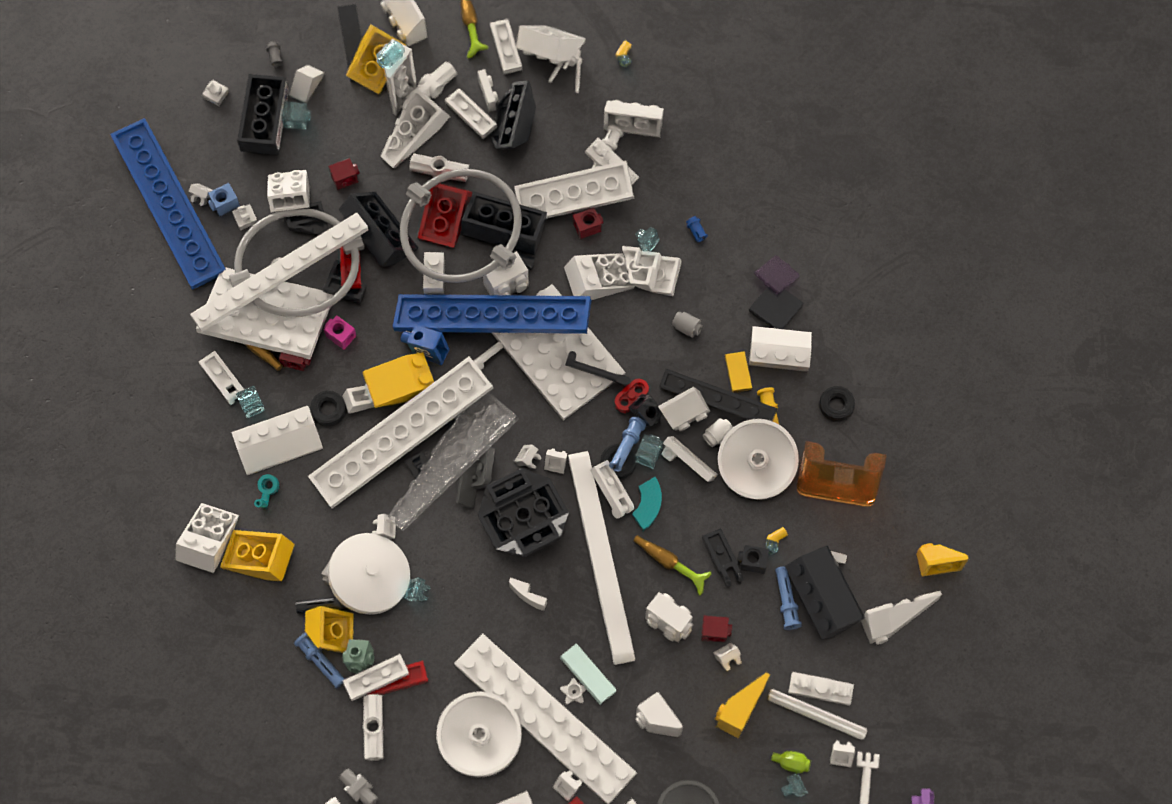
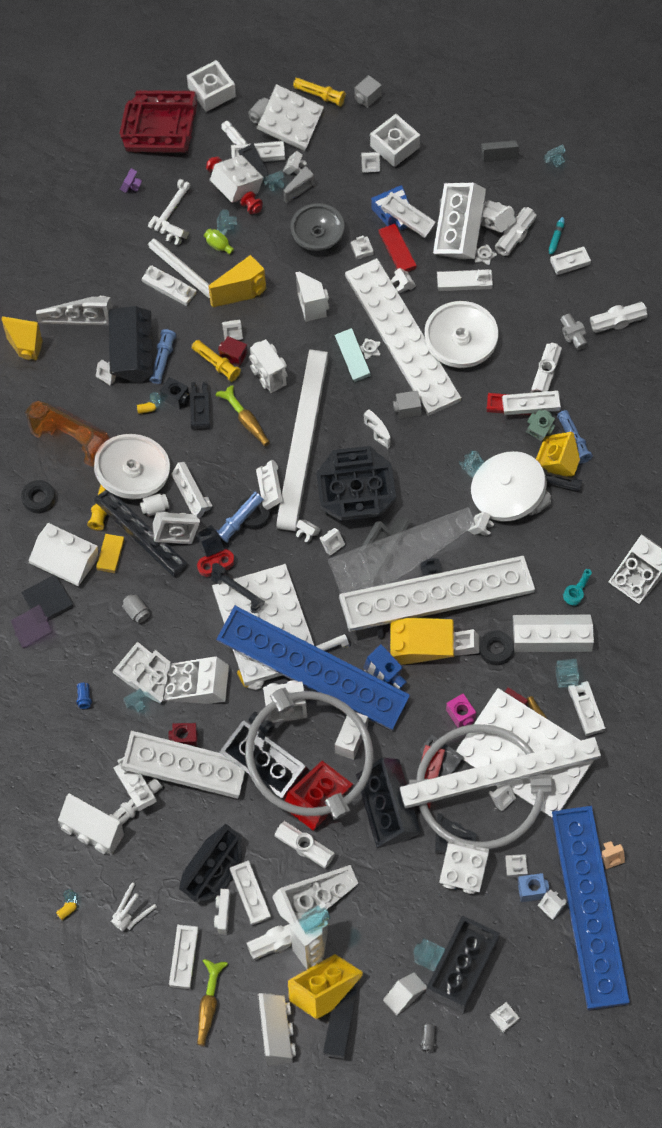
camera: 155 degrees left, 5 degrees down
(159, 250) = (612, 855): none -> light nougat tile
(258, 554) = (601, 537): yellow slope -> none
(344, 173) = (401, 872): dark red brick -> none
(507, 633) = (407, 404): none -> light grey brick
(548, 43) = (138, 932): white slope -> none
(649, 450) = (222, 508): clear light blue brick -> none
(650, 503) = (241, 469): teal tile -> none
(720, 610) = (222, 364): none -> yellow pin

